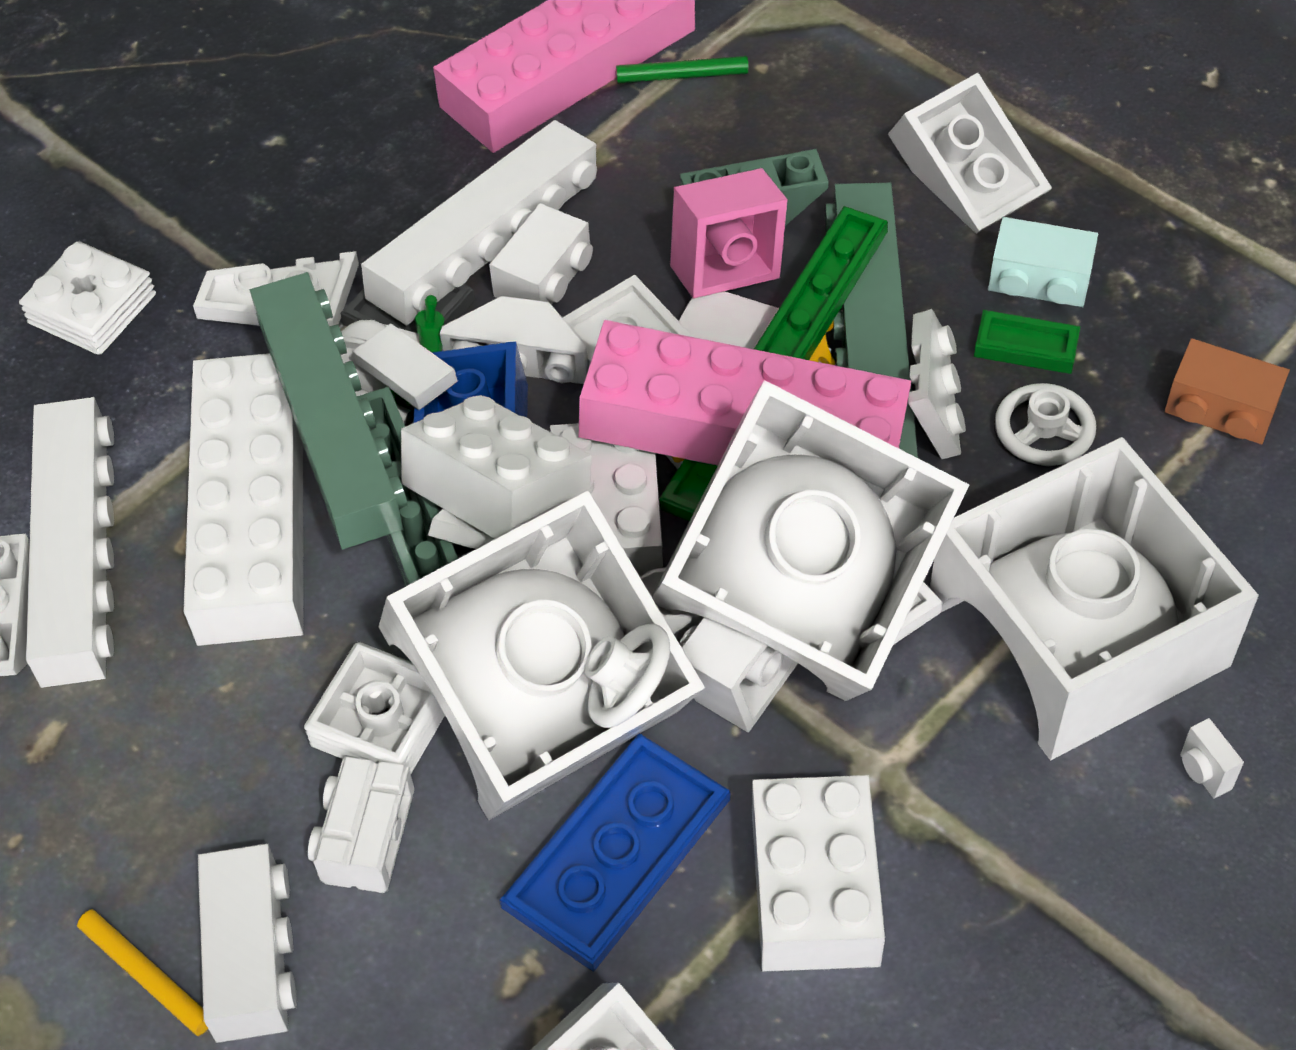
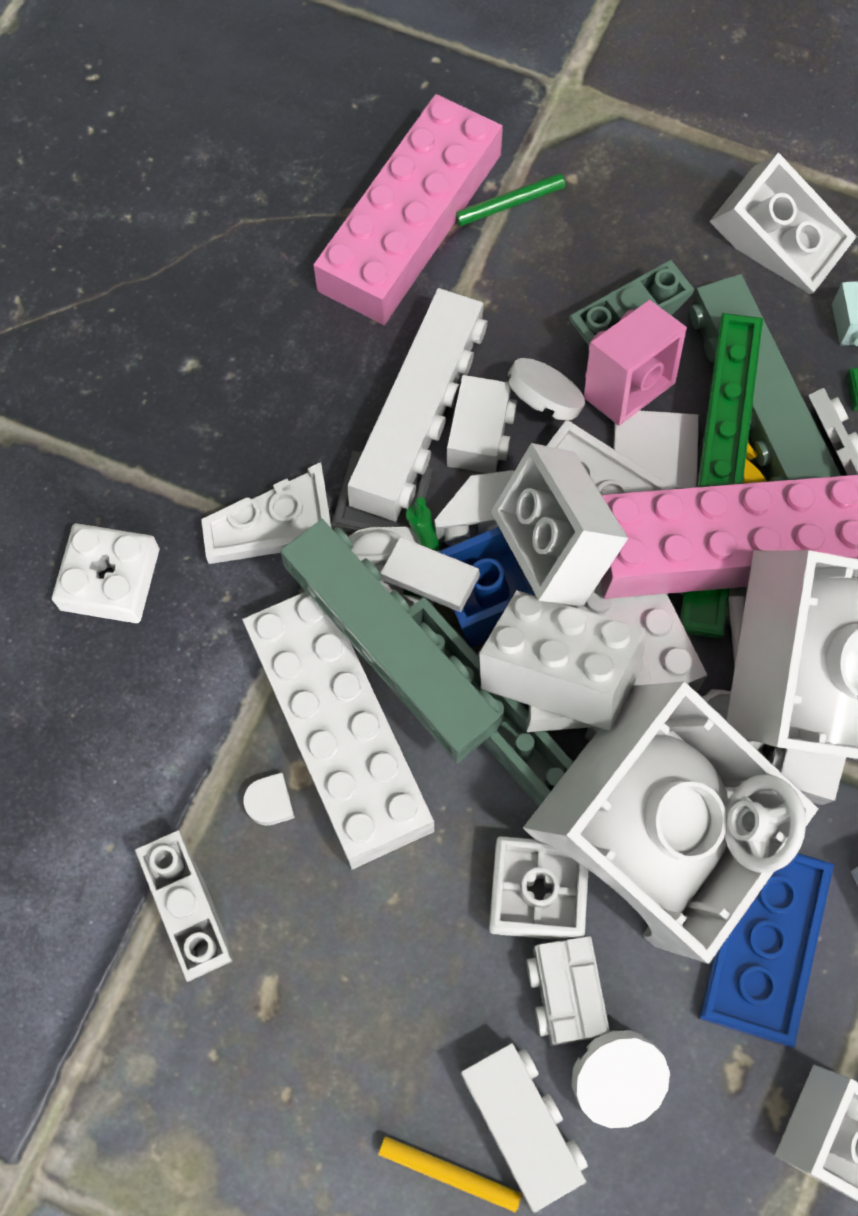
camera: 20 degrees left, 15 degrees up
(70, 544) = (206, 815): white brick -> none
(143, 551) = (268, 801): none -> white tile
(372, 925) = (620, 1079): none -> white tile
(548, 339) = (558, 525): none -> white brick
(630, 239) = (545, 387): none -> white tile

